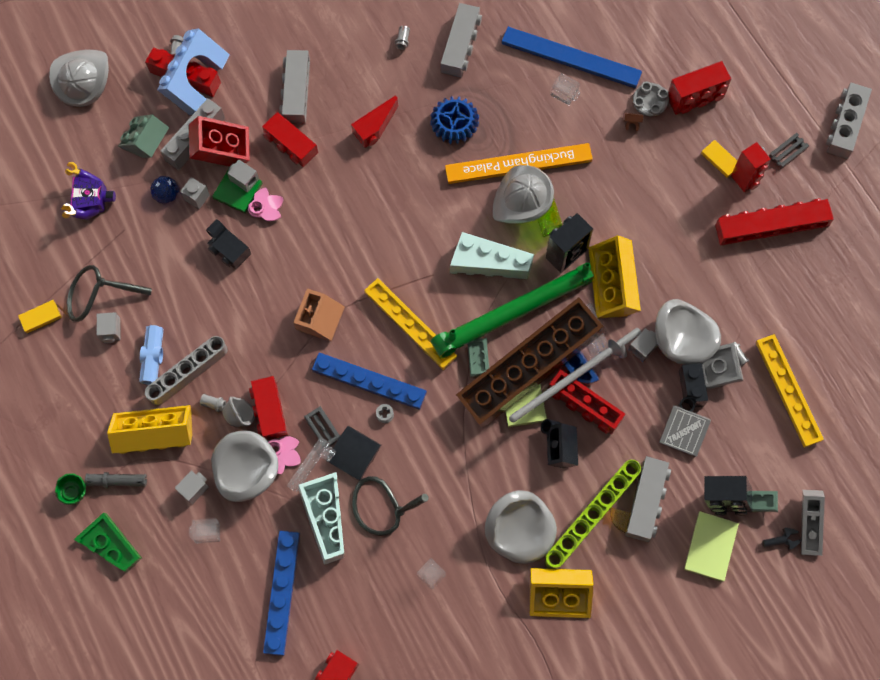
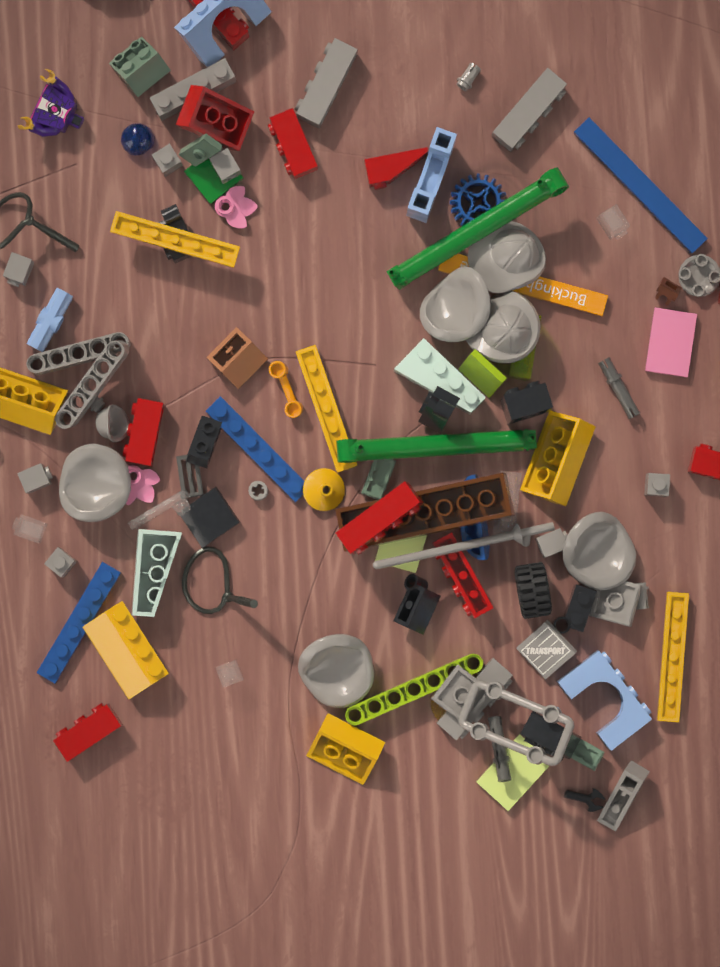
camera: 20 degrees right, 15 degrees up
(210, 395) = (83, 389): none -> light grey beam
(217, 169) = (200, 150): none -> sand green plate
(226, 244) = (175, 239): none -> yellow plate
(243, 546) = (60, 562): none -> light grey brick
(322, 392) = (204, 442): none -> black brick
(332, 595) = (125, 650): none -> yellow slope
(357, 311) = (279, 370): none -> light orange bar
(408, 110) = (432, 175): none -> light blue arch
(435, 395) = (314, 492): none -> yellow dish
(477, 196) = (456, 306): none -> light grey piece
(495, 148) = (508, 258): none -> light grey piece
(496, 380) = (379, 518): none -> red brick
(501, 280) = (437, 409): none -> black hinge
(504, 73) = (548, 186): none -> green piece
(522, 237) = (482, 373): none -> lime tile
(633, 205) = (619, 388): none -> dark grey pin
(635, 498) = (455, 690): none -> light grey tile
(650, 385) = (533, 590): none -> black tyre
(655, 156) = (670, 342): none -> bright pink tile
(695, 537) = (500, 755): none -> dark grey pin
(703, 262) = (657, 484): none -> light grey brick
(726, 509) = (550, 713): none -> light grey bar
(781, 449) = (631, 714): none -> light blue arch

